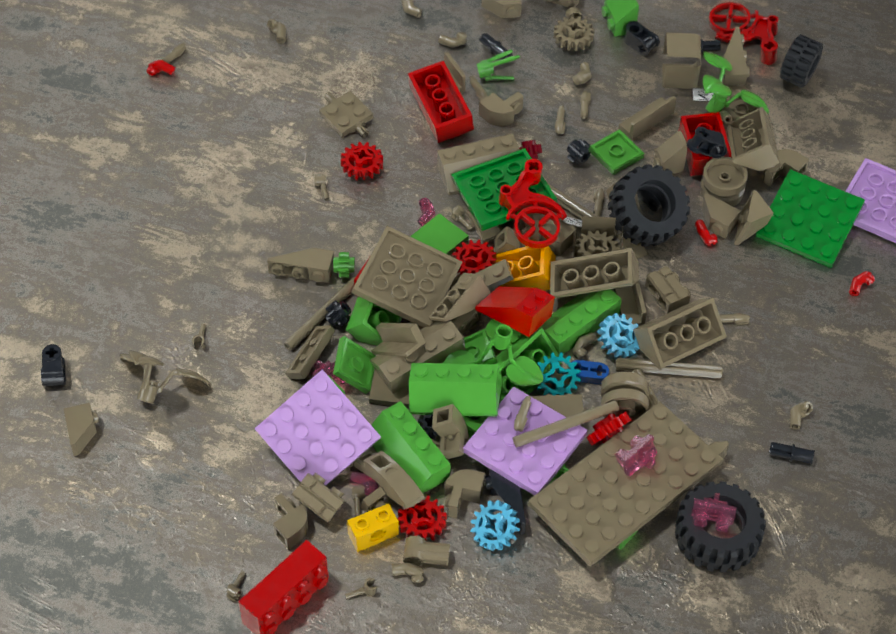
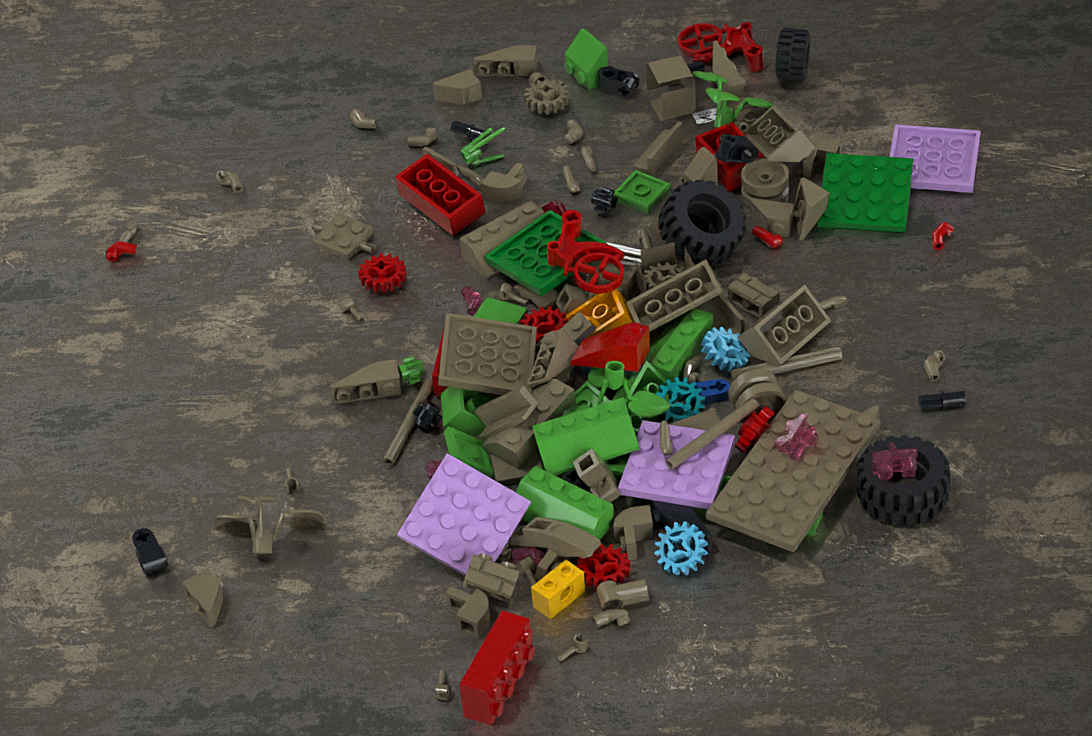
camera: 15 degrees left, 10 degrees down
(310, 352) = (415, 458): dark tan plate -> none

